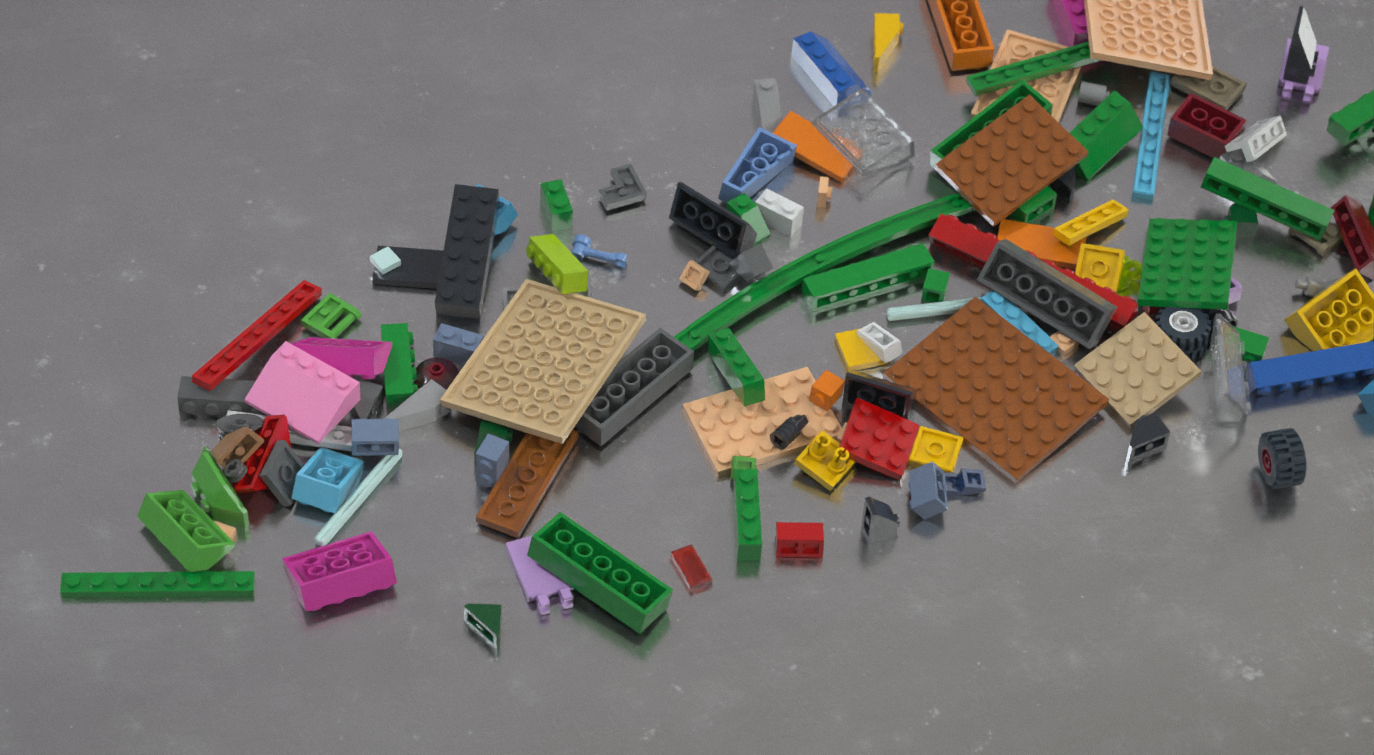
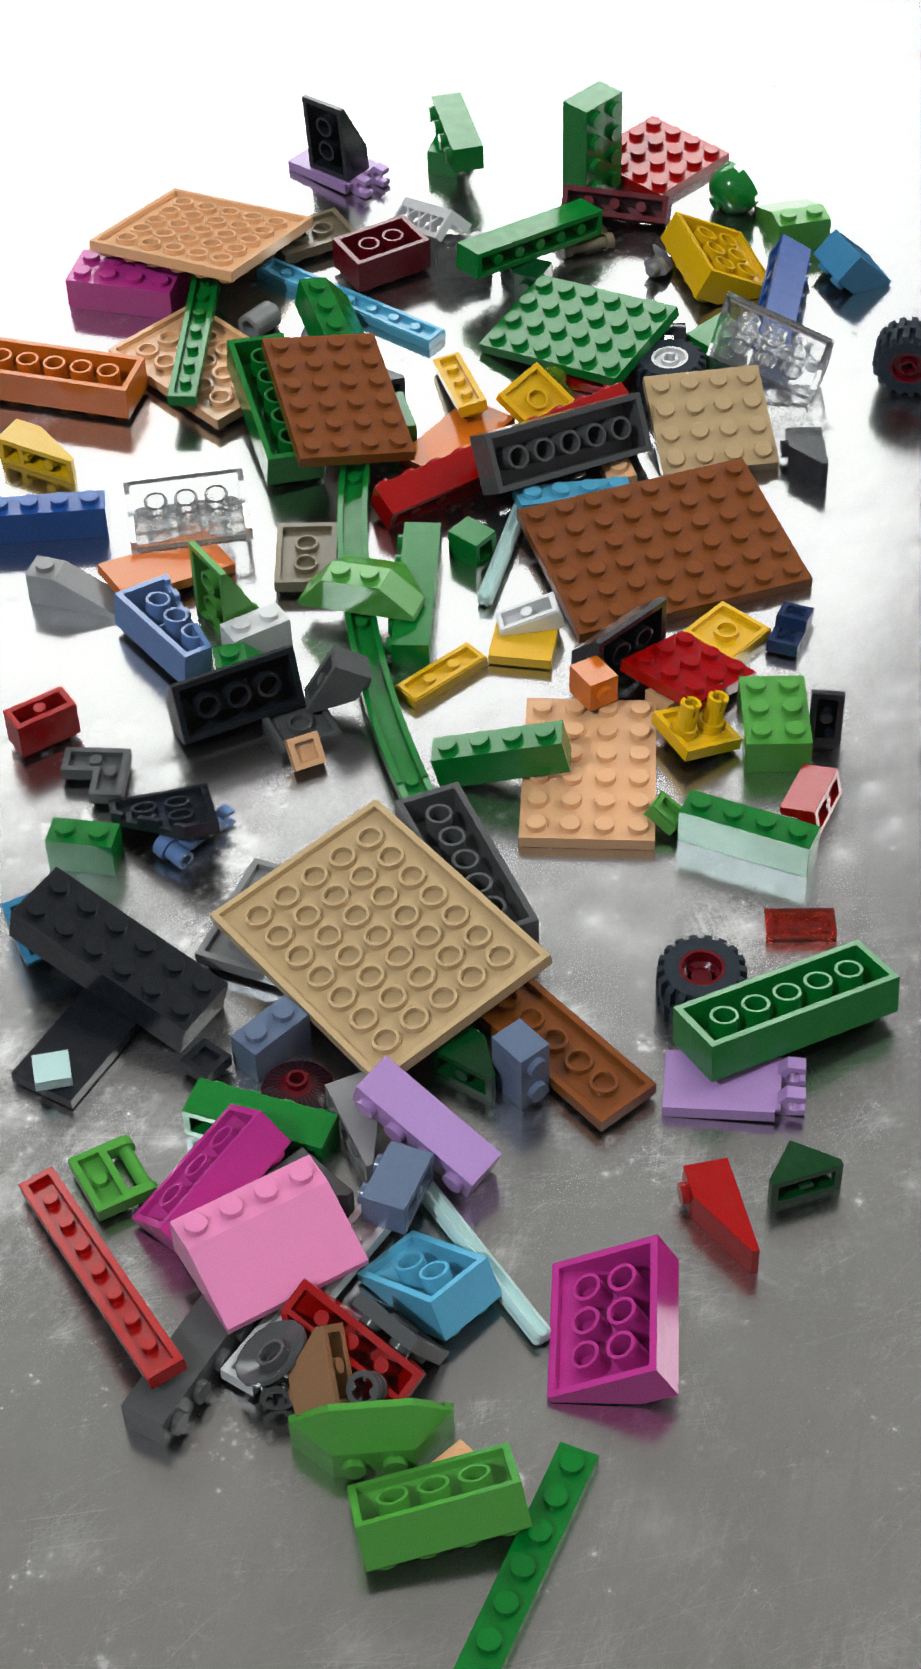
camera: 60 degrees left, 5 degrees down
(421, 433) = (424, 1122): none -> lavender brick
(428, 324) = (205, 1061): none -> black plate
(447, 588) = (719, 1210): none -> red slope
(557, 263) = (207, 869): lime brick -> none
(603, 232) = (172, 812): none -> black plate
(611, 523) = (695, 970): none -> black wheel
(641, 143) = (42, 721): none -> red brick
(788, 431) = (638, 741): black hinge -> none
(794, 174) = (215, 593): none -> bright green slope
(806, 318) = (441, 675): none -> yellow tile
(824, 192) = (251, 584): light nougat plate -> none
(843, 497) = (774, 723): none -> bright green brick
(844, 246) = (365, 588): none -> bright green wedge
(868, 207) = (302, 553): none -> dark tan plate
(928, 490) = (799, 653): sand blue brick -> none

